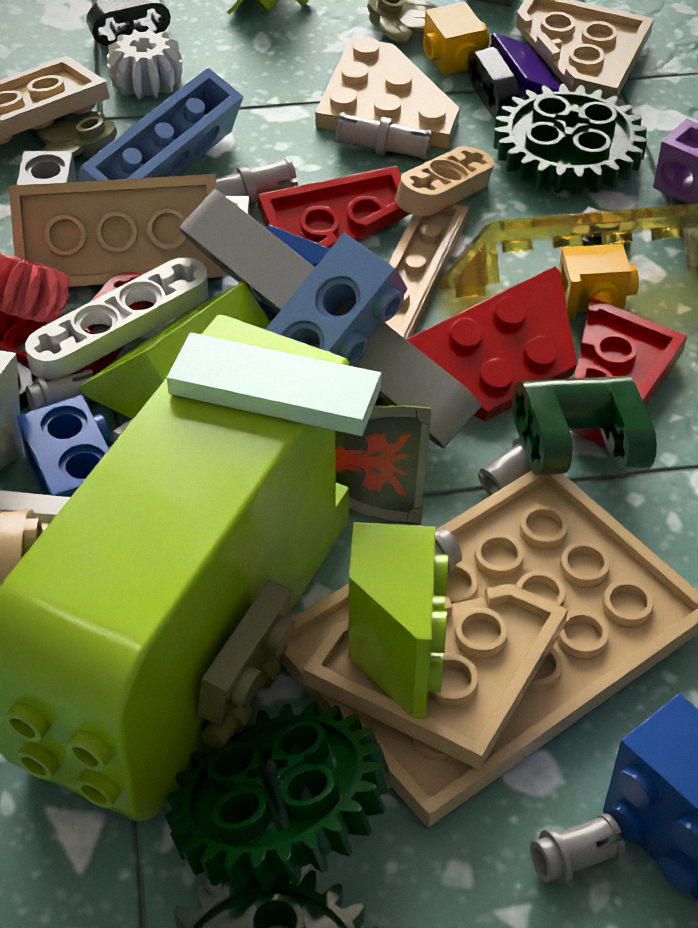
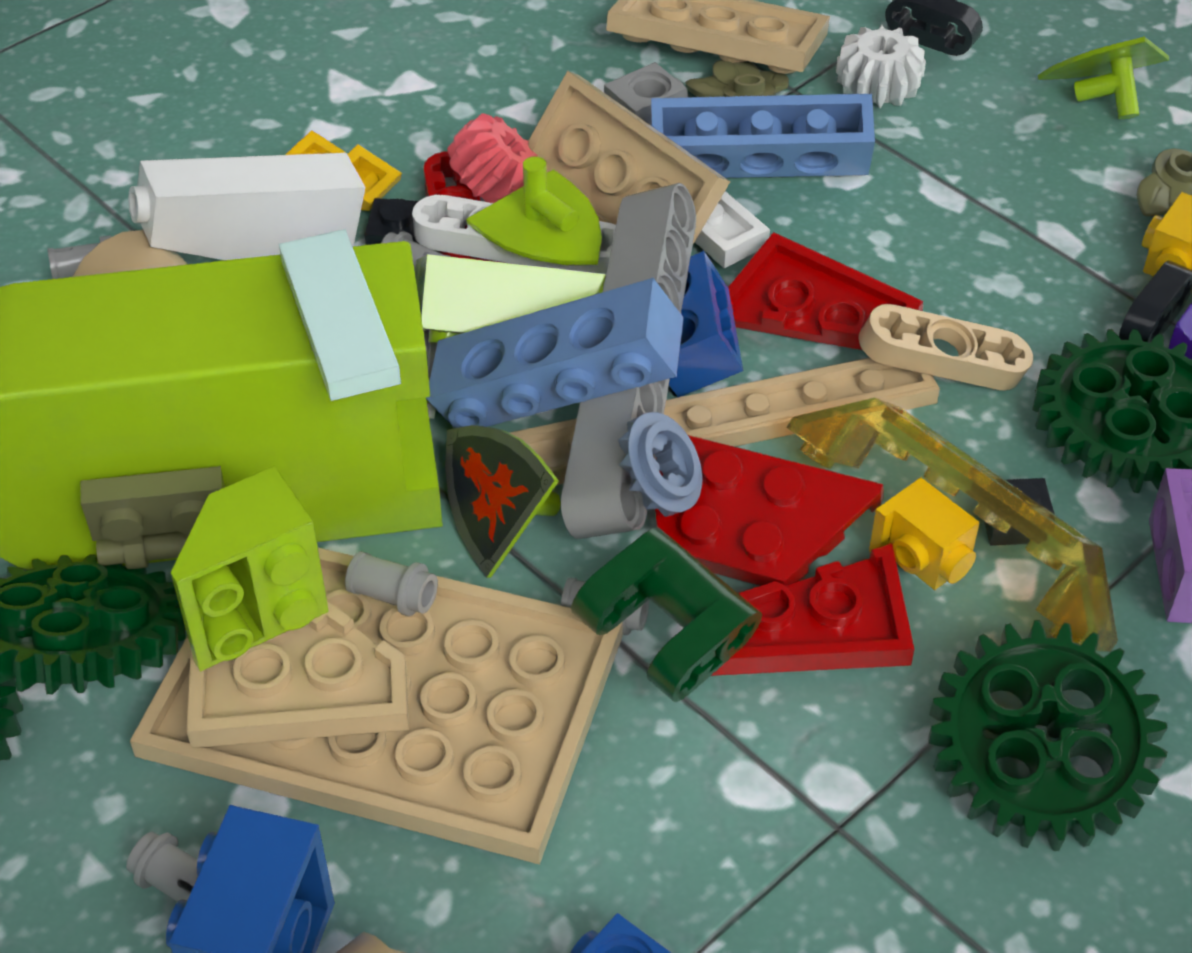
camera: 55 degrees right, 0 degrees up
(131, 291) = (543, 219): none -> lime shield
(258, 180) = (798, 222): light grey pin -> none
(382, 82) = (1043, 246): plate -> none
(383, 136) = (974, 274): light grey pin -> none
(454, 352) = (676, 458): none -> sand blue gear

